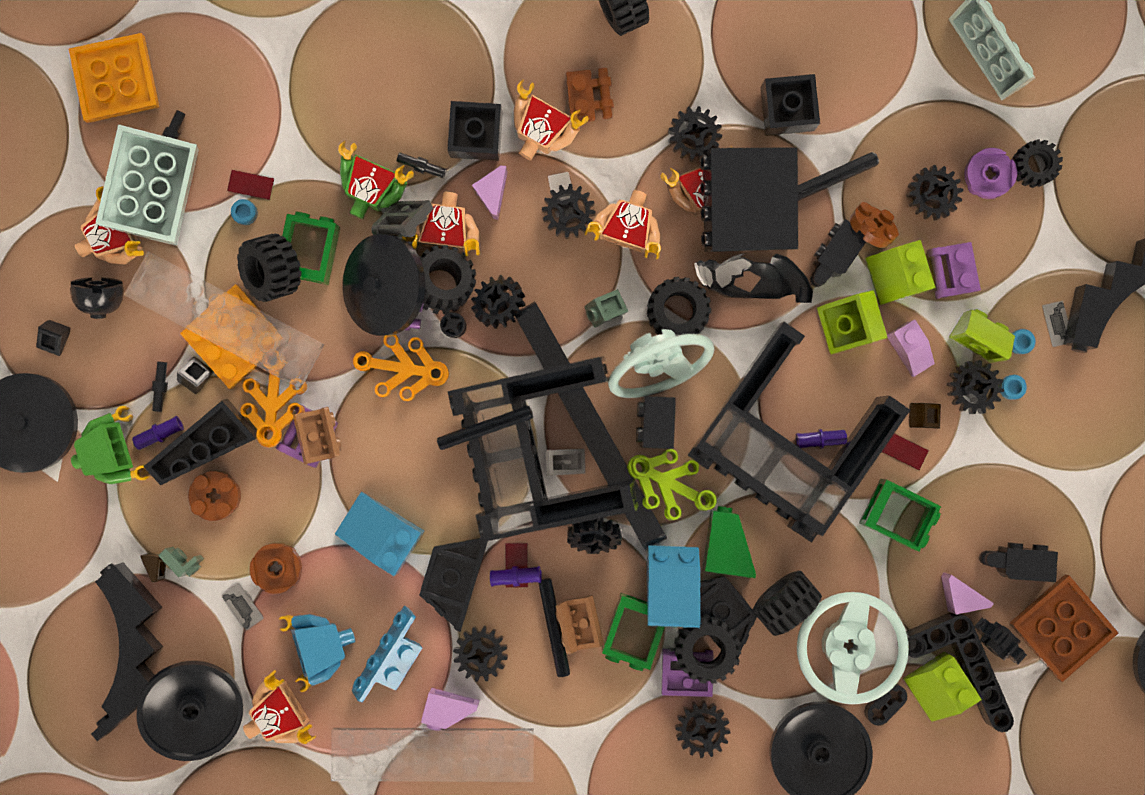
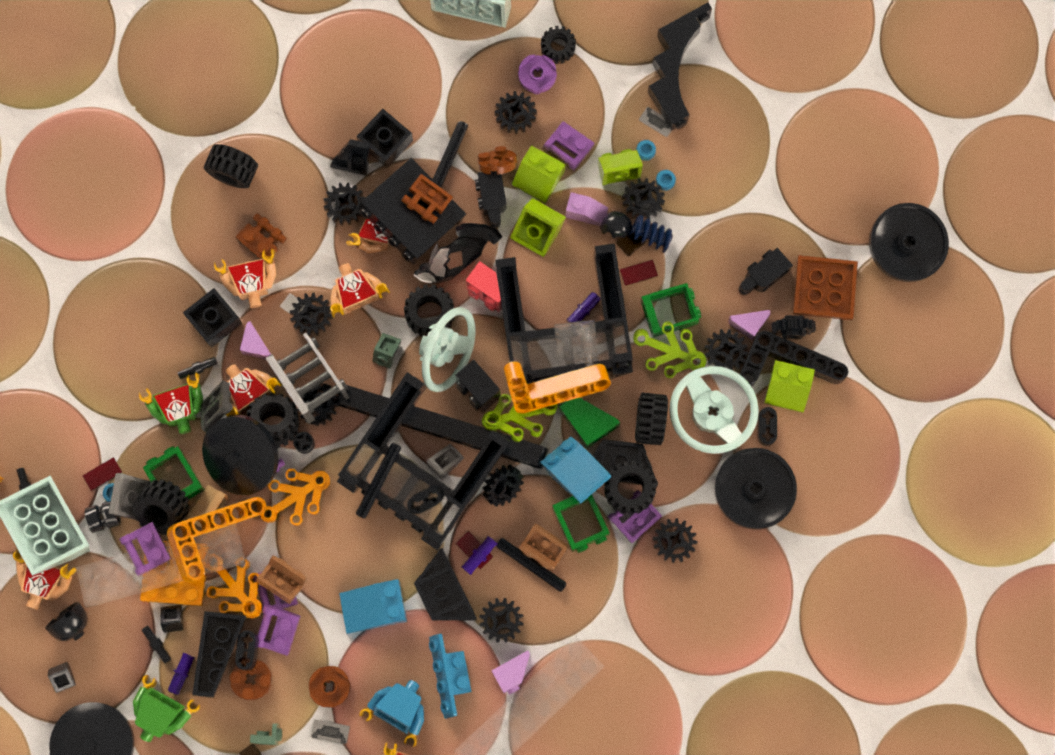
camera: 40 degrees left, 10 degrees down
(208, 223) = (96, 520): none -> black wheel
(226, 465) = (251, 651): none -> black beam
(228, 295) = (151, 545): none -> medium lavender plate
(248, 224) = (125, 491): none -> light grey plate
(279, 481) = (283, 631): none -> medium lavender plate
(292, 327) = (208, 525): none -> light orange beam
(314, 304) = (209, 501): none -> tan panel
(489, 255) = (298, 393): none -> dark grey fence
(513, 480) = (427, 503): none -> black beam
(725, 493) = (553, 389): none -> light orange beam
(743, 96) = (353, 157): none -> black wing
(751, 334) = (483, 285): none -> coral slope
(782, 202) = (430, 194): none -> dark orange plate
(785, 467) = (576, 342): none -> clear plate
(865, 555) = (672, 351): none -> lime plant
(921, 593) = (735, 348): none -> black gear
(928, 388) = (617, 224): none -> black hair
(954, 427) = (652, 233): none -> dark blue piece

